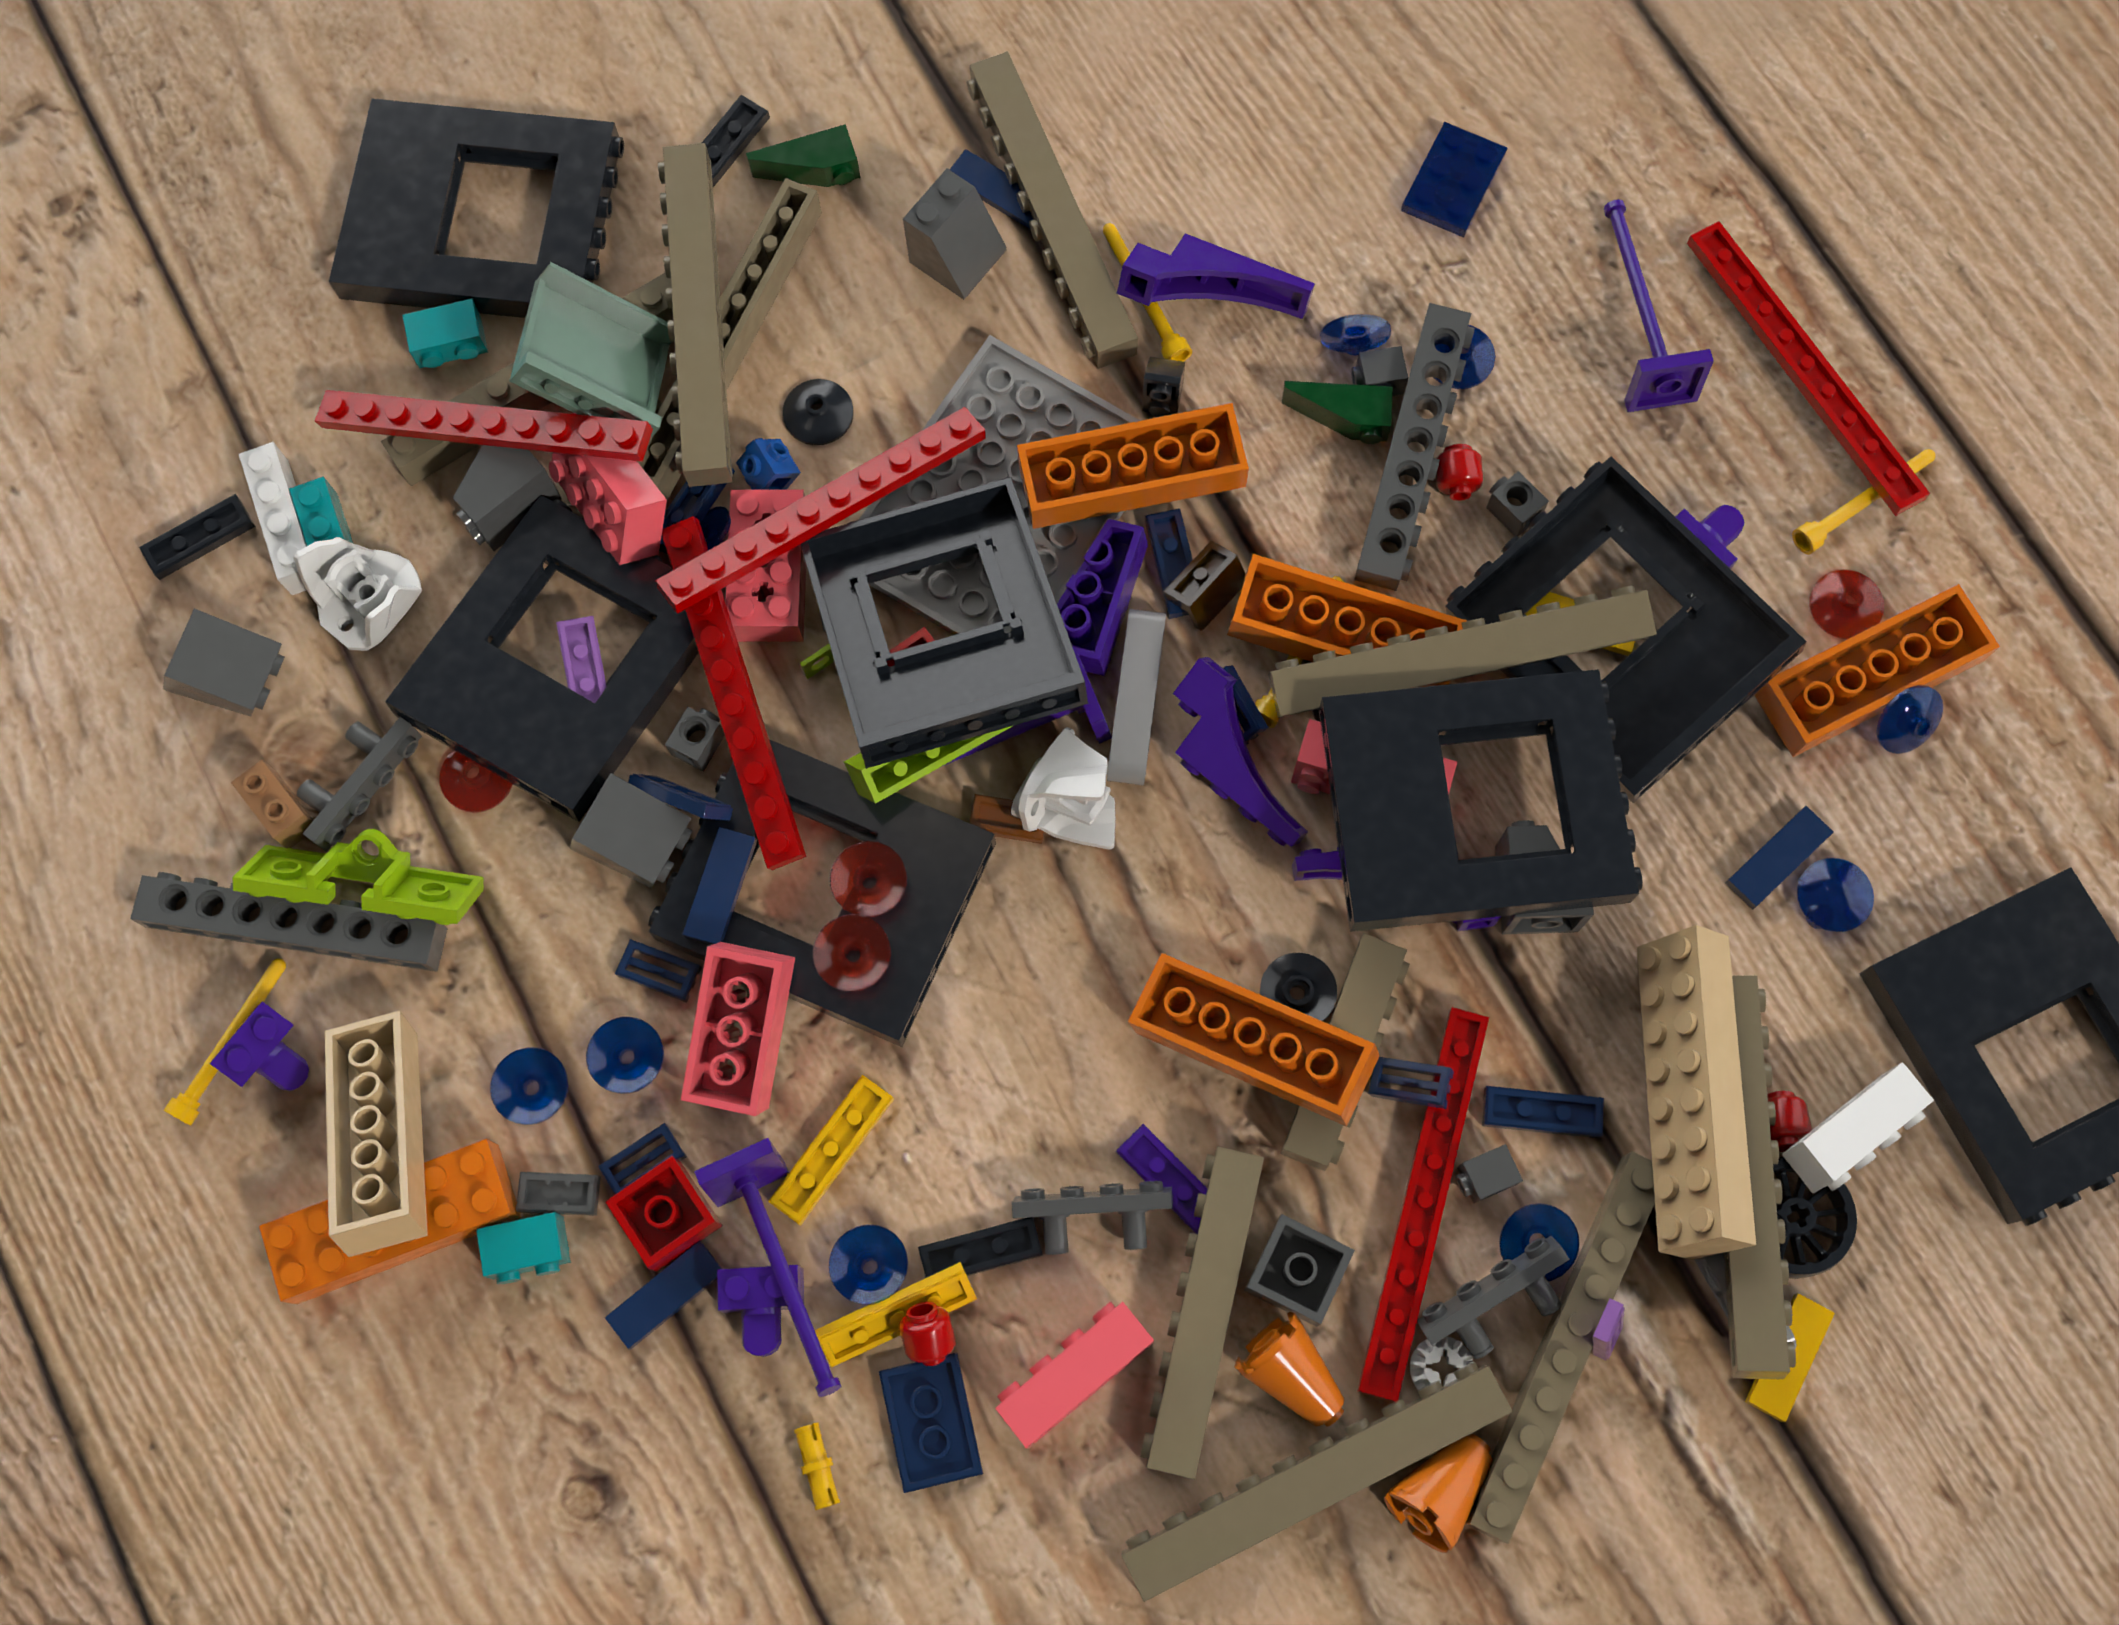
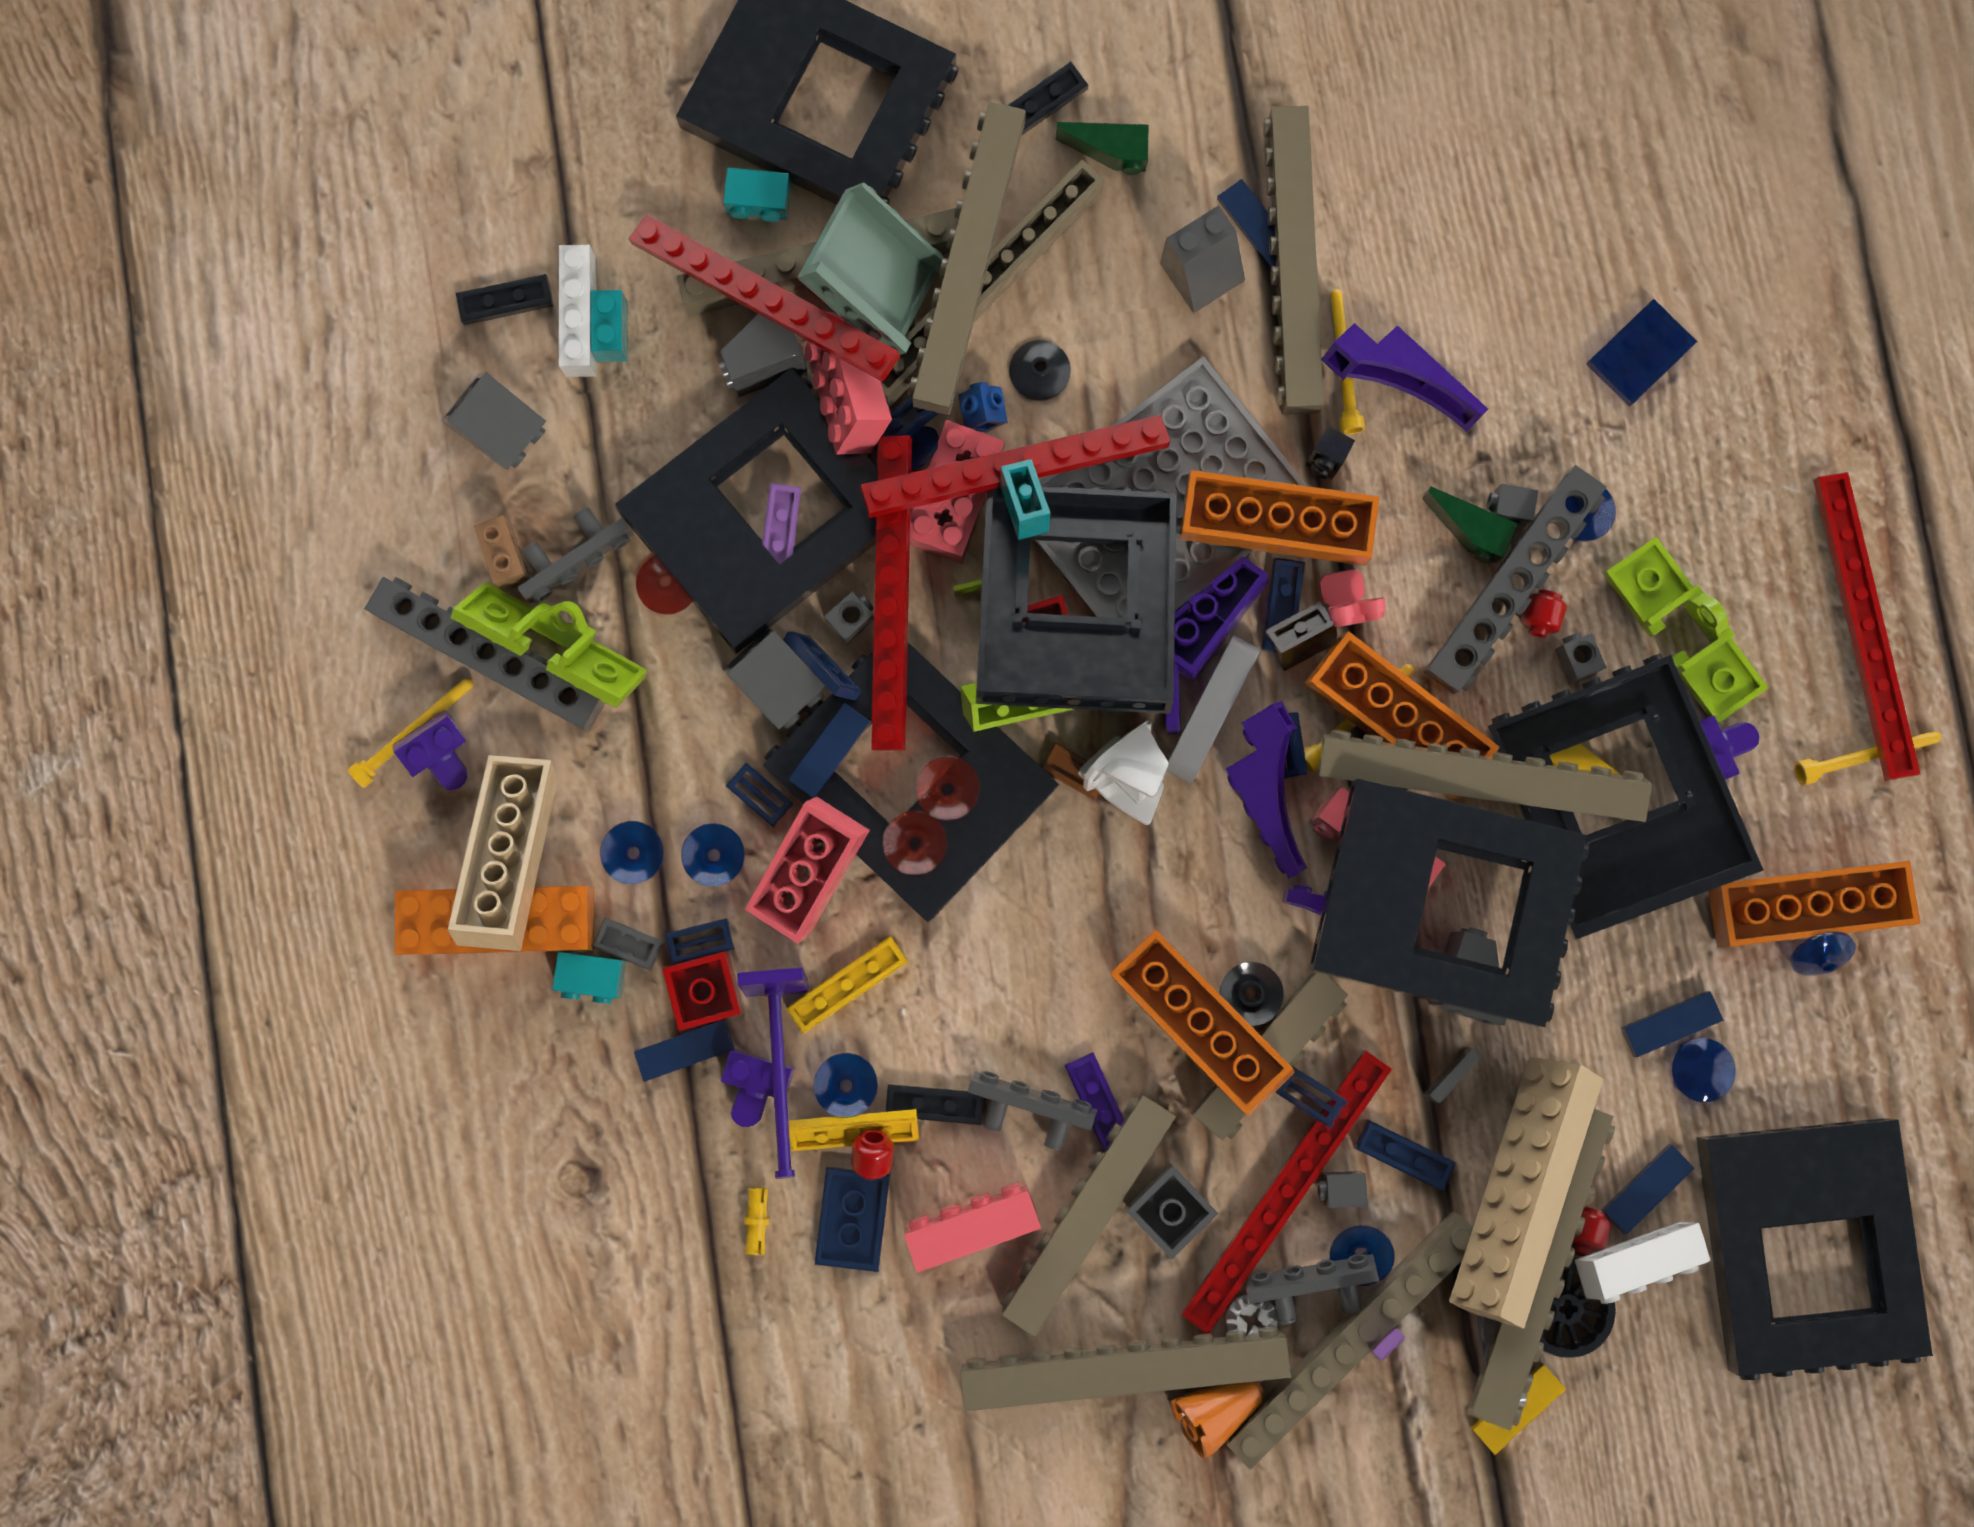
camera: 15 degrees right, 10 degrees up
(358, 589) = (613, 382): white piece -> none
(844, 532) = (1025, 499): none -> teal brick
(1240, 529) = (1343, 595): none -> coral piece
(1292, 1371) = (1136, 1282): orange cone -> none
(1355, 333) = (1505, 463): clear blue dish -> none
(1560, 1000) = (1452, 1075): none -> dark grey tile
(1566, 403) = (1653, 587): none -> lime plate
(1665, 377) = (1746, 597): dark purple tile -> none
(1830, 1049) = (1647, 1189): none -> dark blue tile
(1839, 616) = (1800, 836): clear red dish -> none

